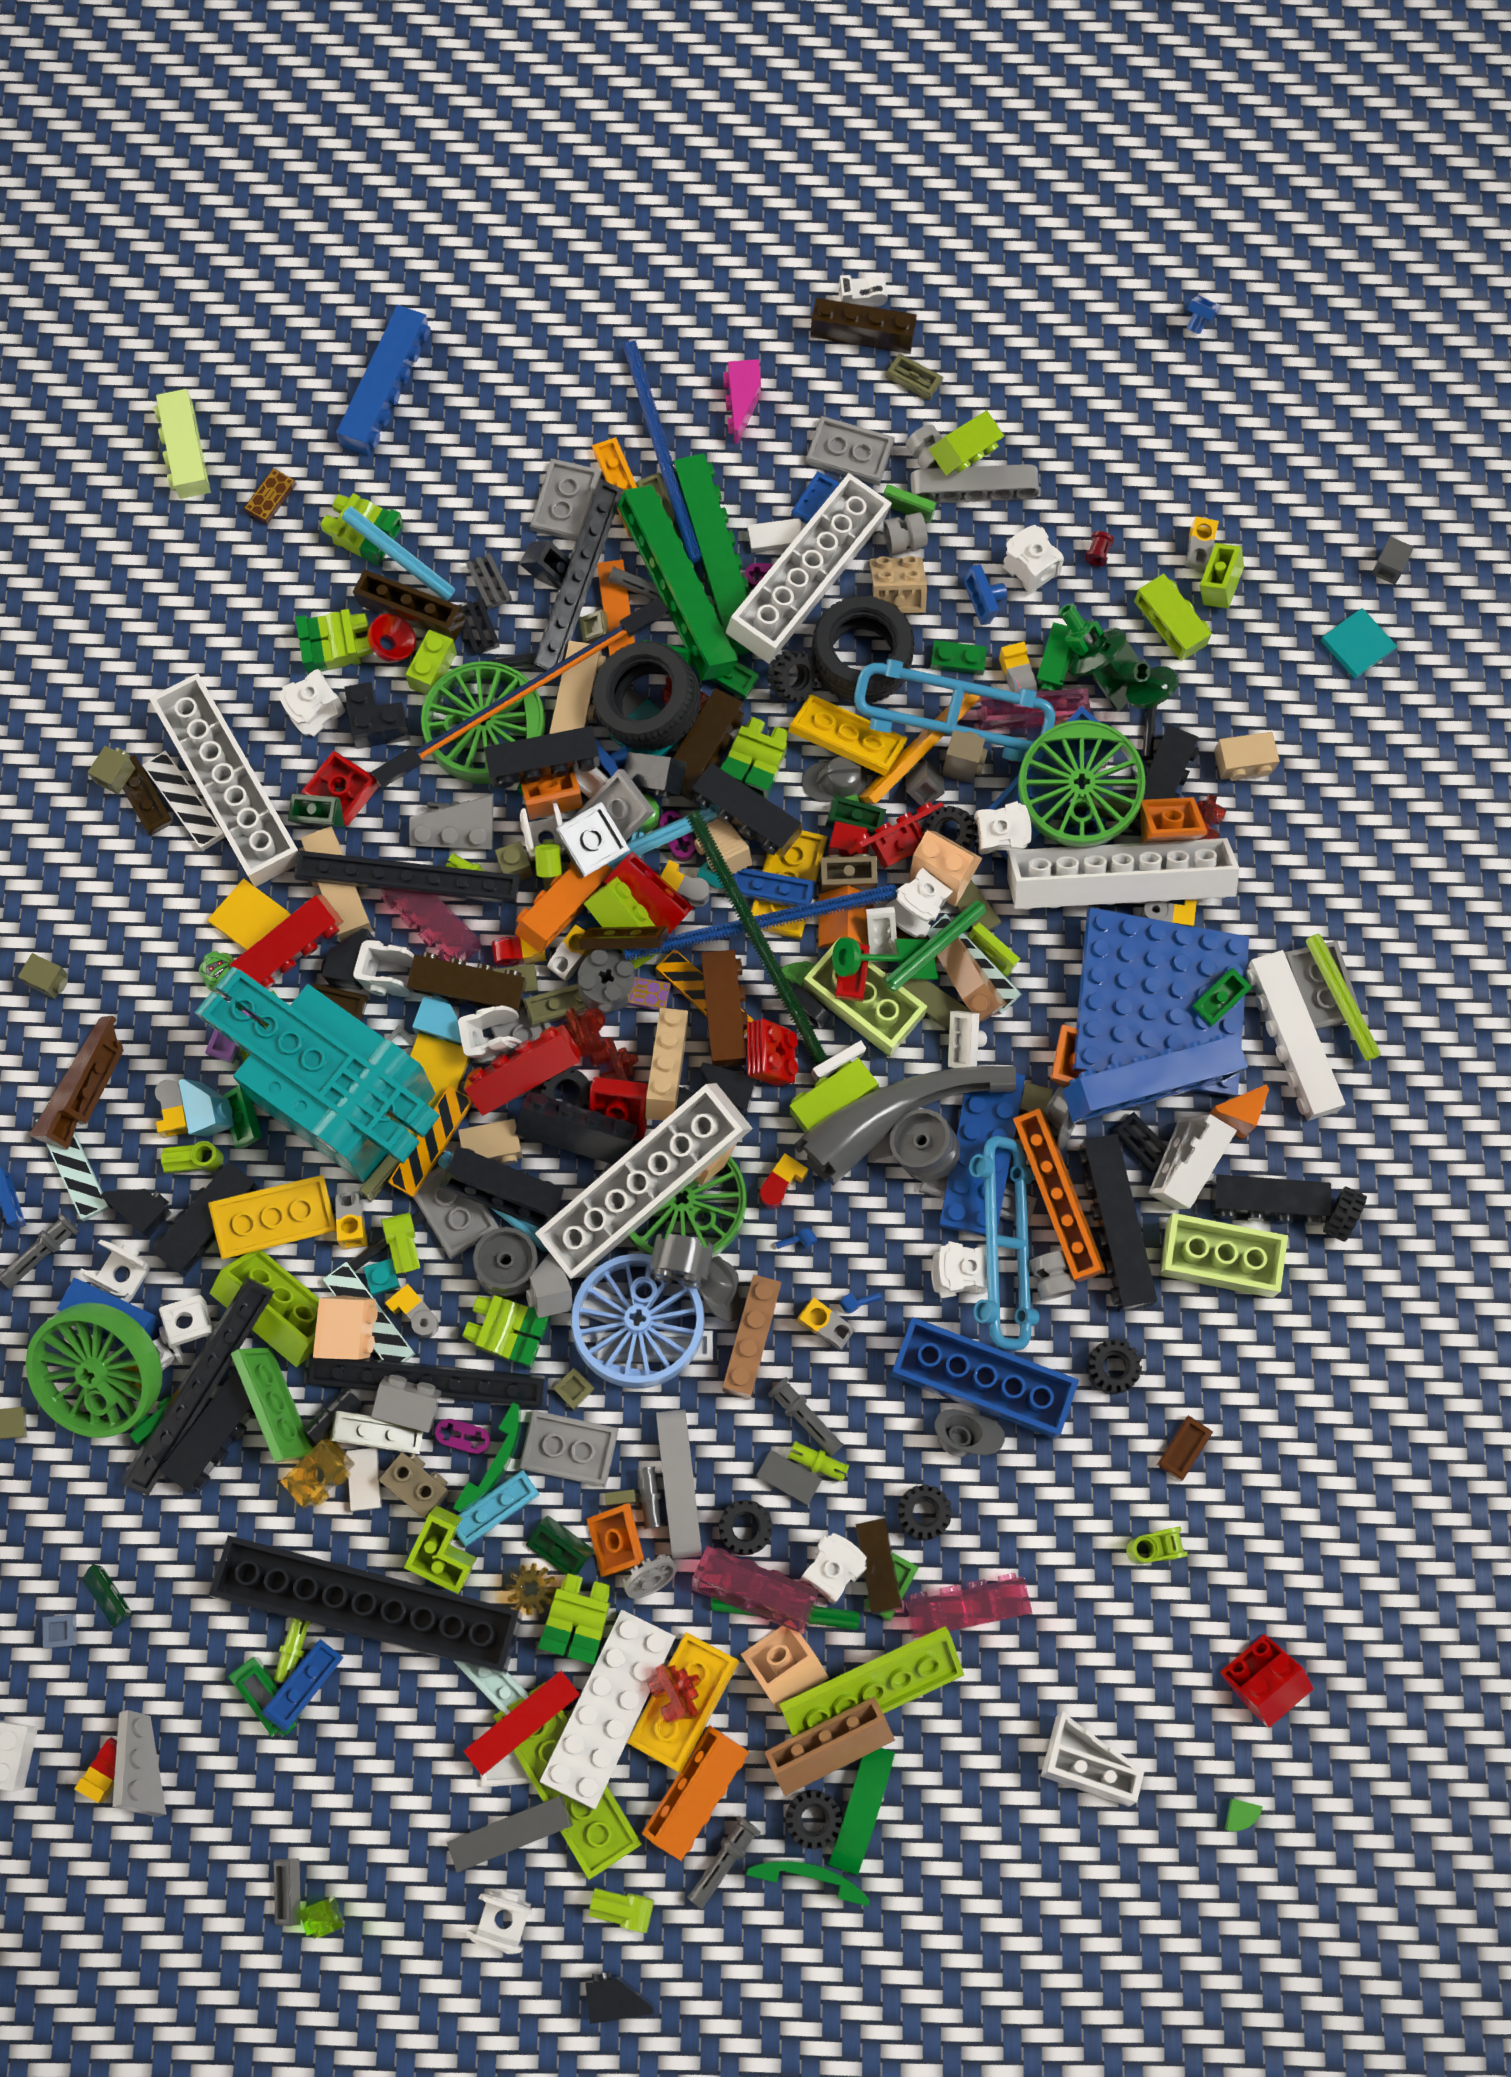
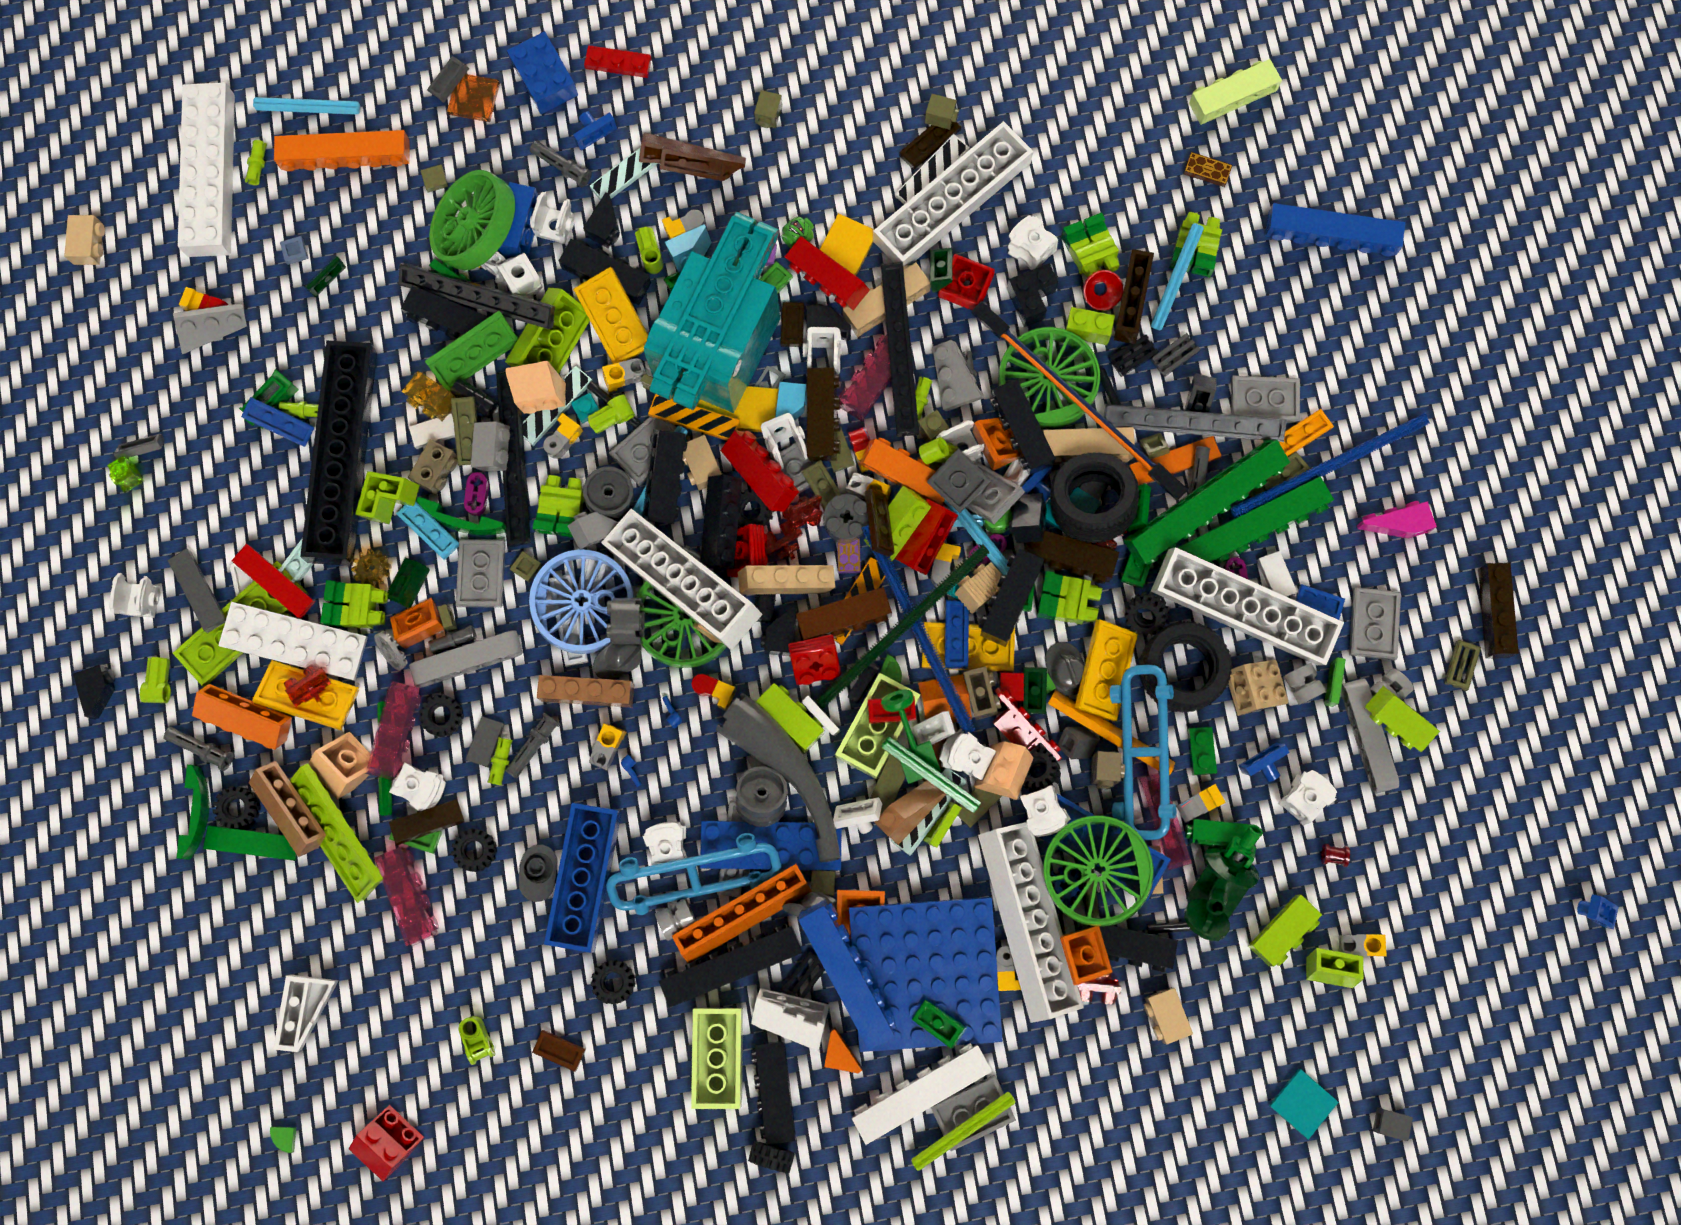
camera: 85 degrees right, 5 degrees up
(863, 291) = (1532, 604): white leg -> none

